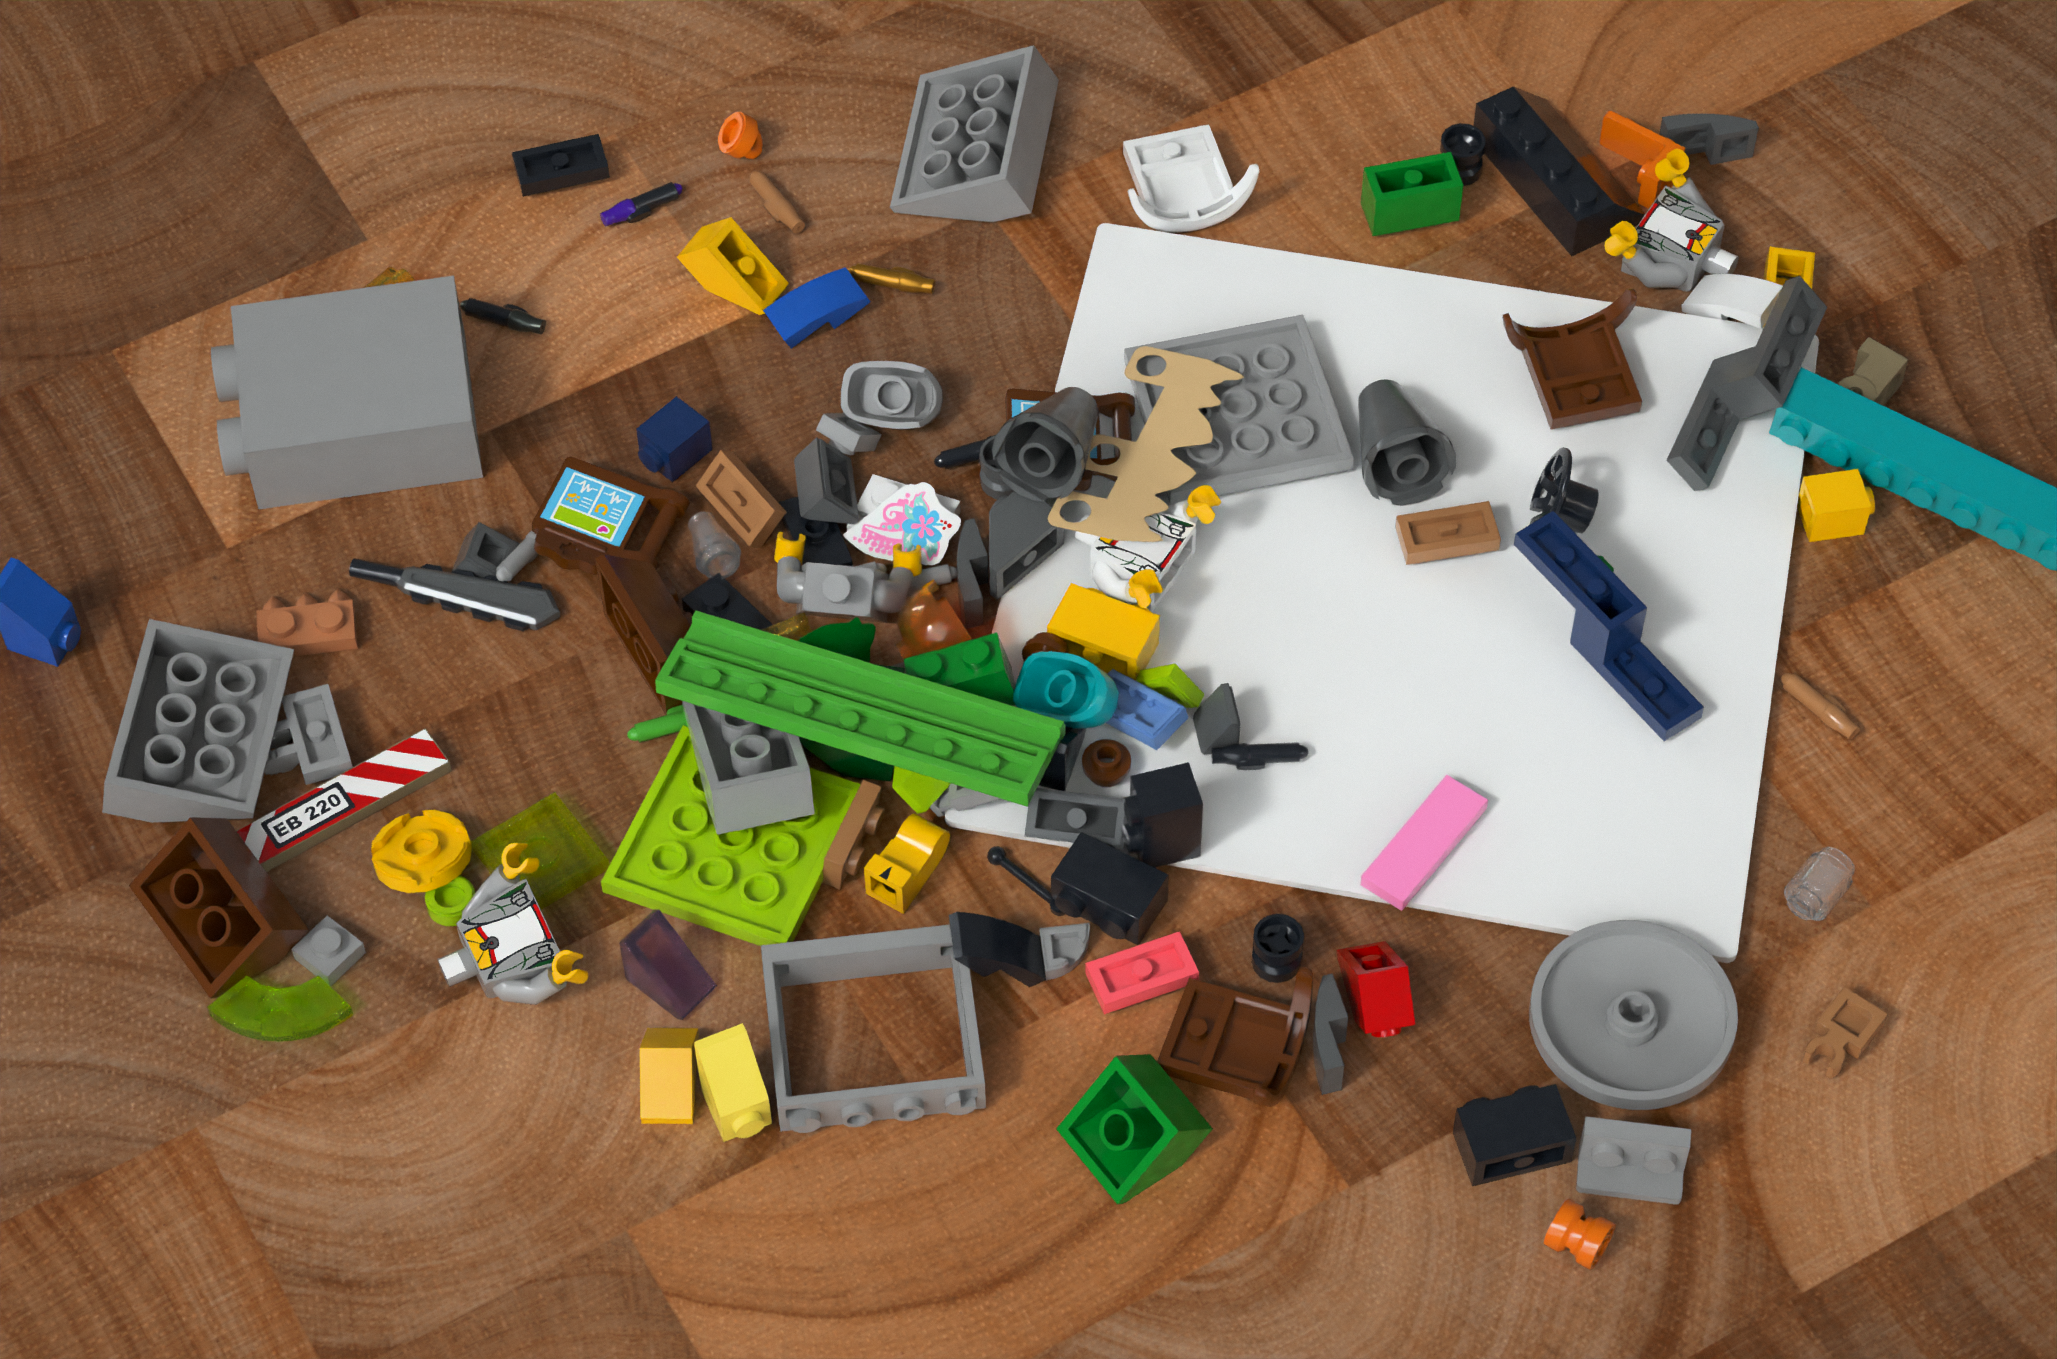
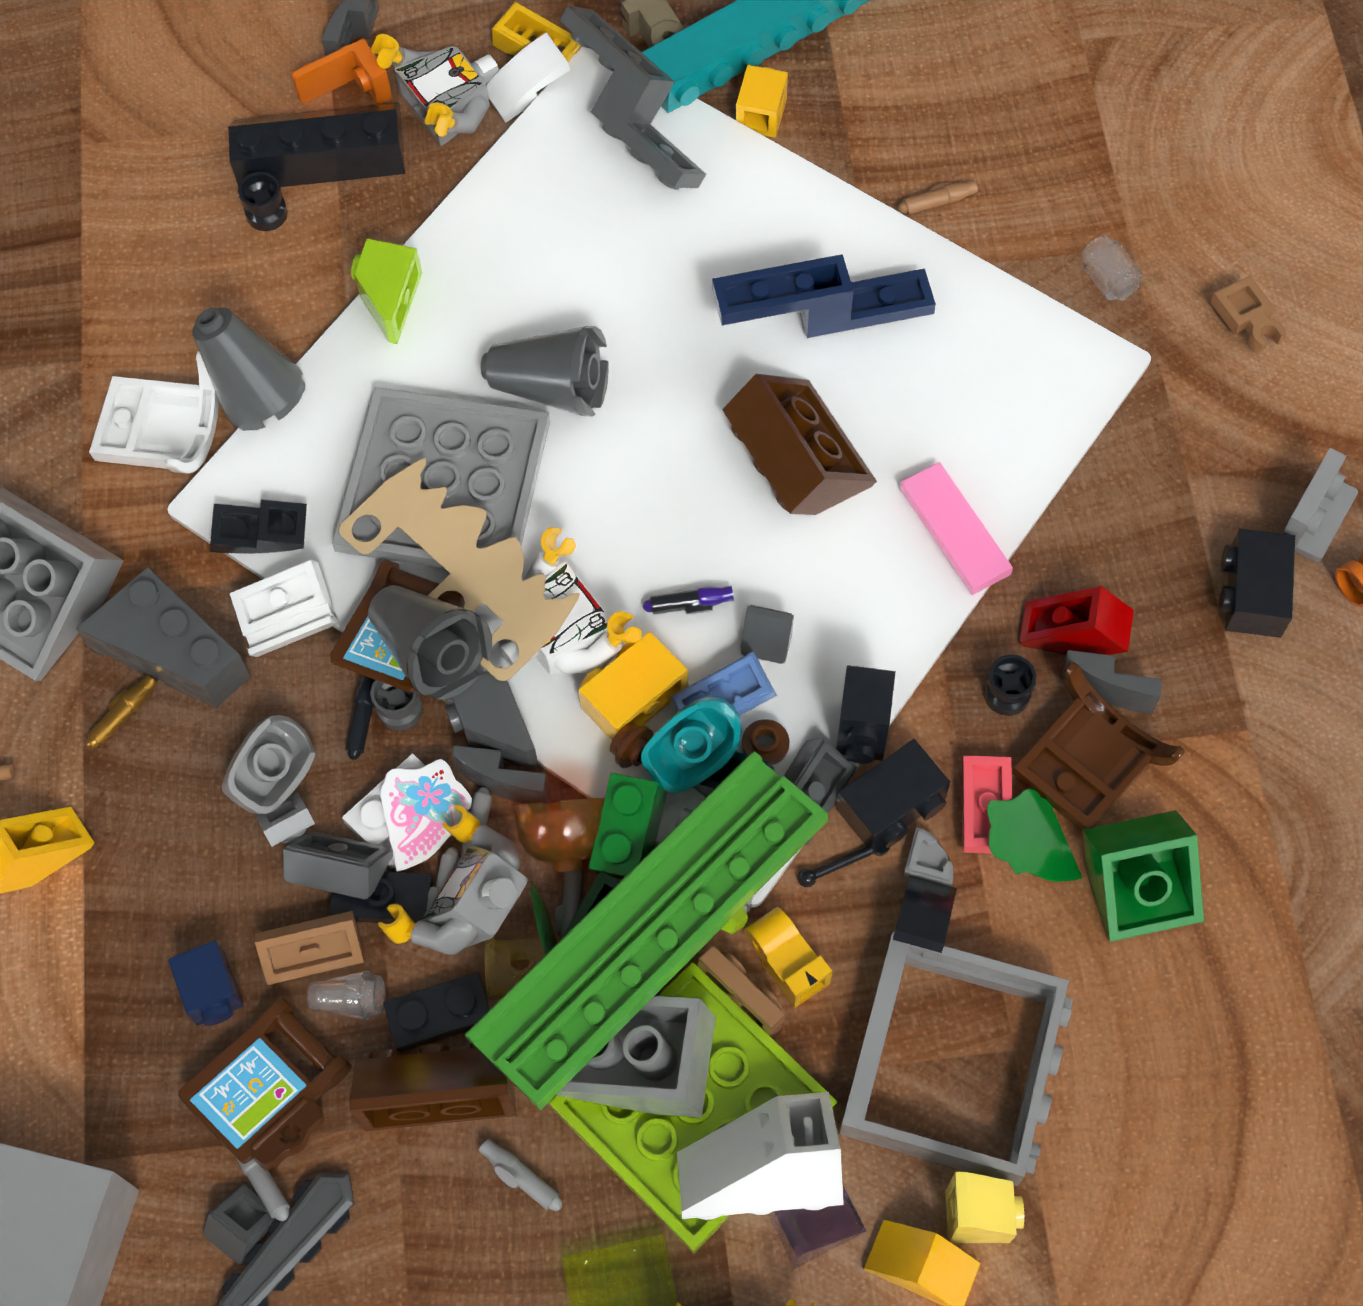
camera: 65 degrees left, 10 degrees up
(613, 732) = (516, 1174): none -> light grey piece
(659, 726) = (528, 1127): bright green piece -> none
(695, 891) = (765, 1161): none -> white slope
(811, 305) = (117, 791): blue slope -> none
(973, 275) = (166, 639): none -> dark grey wedge
(1046, 345) = (283, 608): none -> white plate
(1114, 292) = (253, 530): none -> black slope
(1124, 1014) = (1031, 838): none -> green sticker
(1172, 683) = (711, 651): lime tile -> none
(1223, 652) = (691, 601): none -> piece
(1255, 756) = (810, 621): black piece -> none
(1260, 207) = (246, 370): none -> dark grey cone
(1411, 194) = (288, 252): green brick -> none
(1418, 282) = (387, 283): none -> lime slope
(1438, 672) = (797, 444): none -> reddish brown slope
(1447, 532) = (658, 377): medium nougat plate -> none
(1567, 498) = (675, 279): black wheel -> none
(1580, 366) = (541, 207): reddish brown piece -> none
(1633, 1014) = (1188, 447): light grey dish -> none

